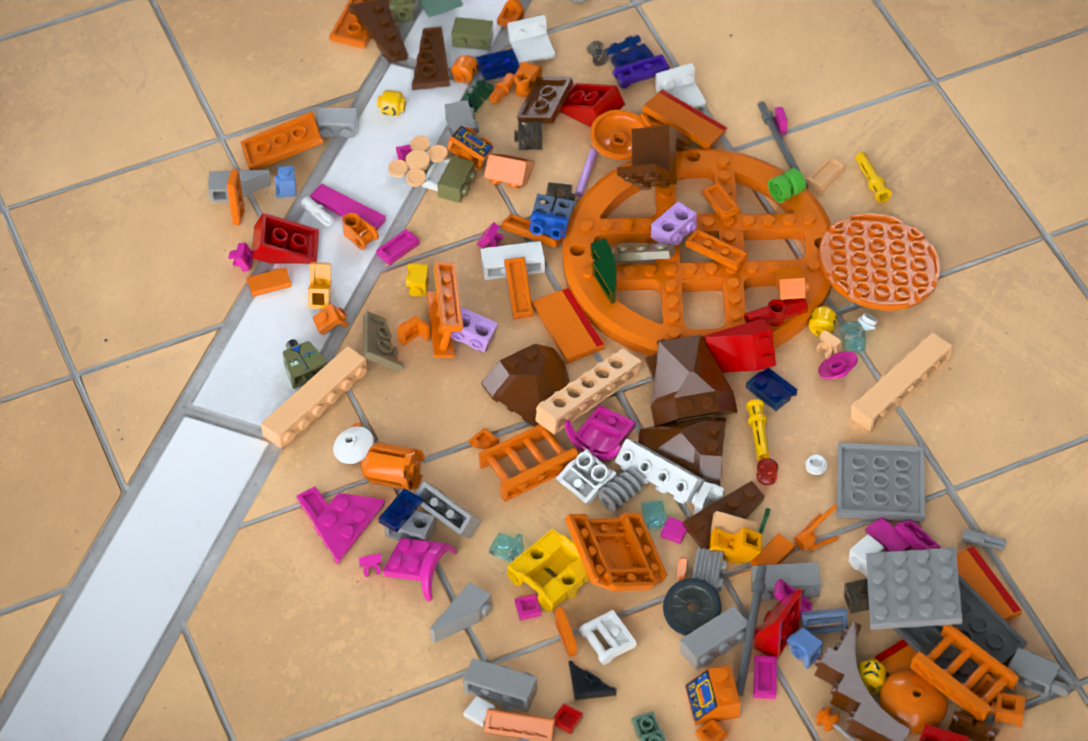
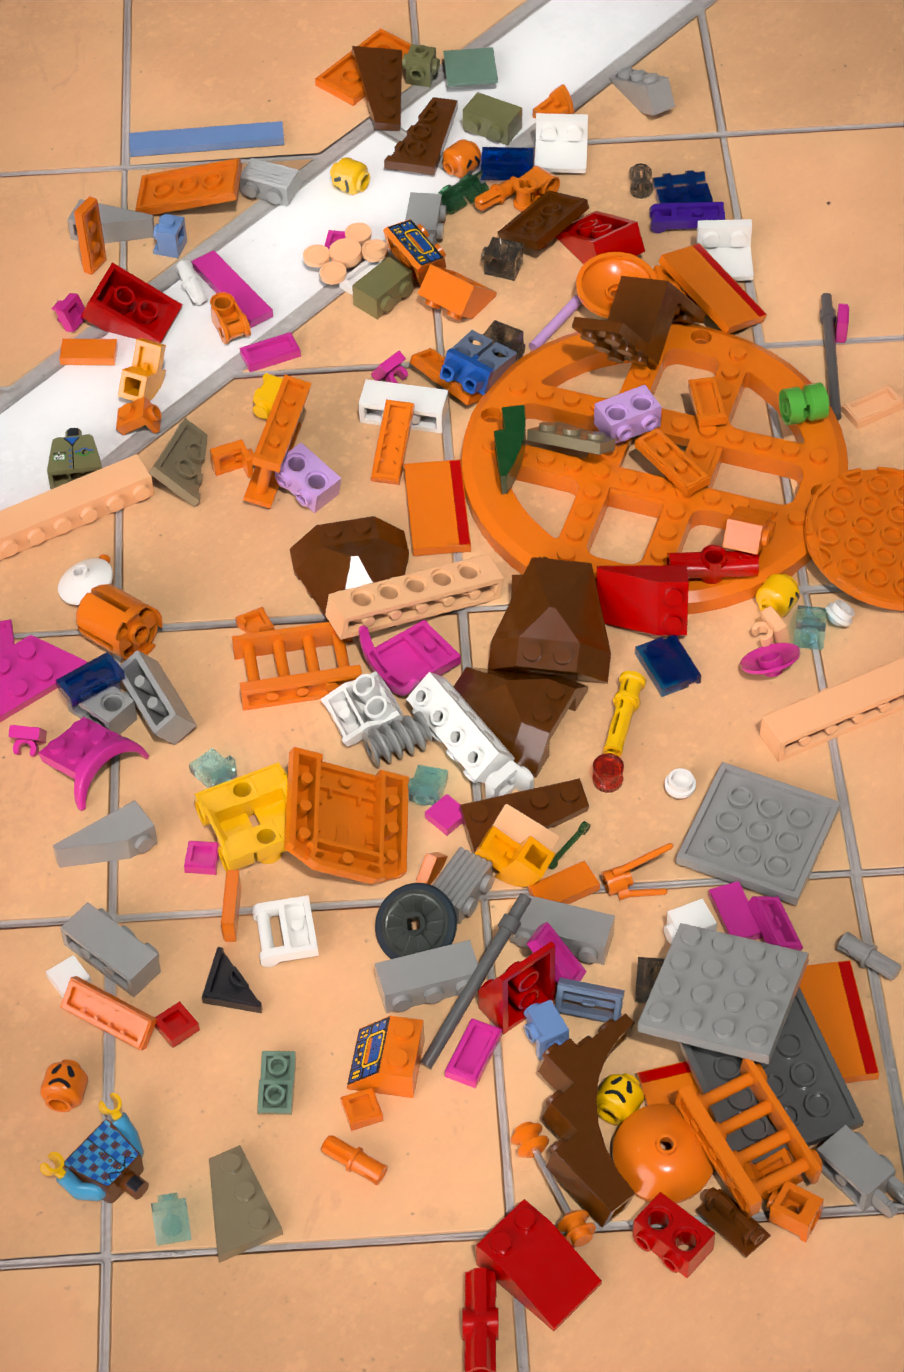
camera: 20 degrees right, 0 degrees up
(272, 101) = (206, 139): none -> medium blue tile

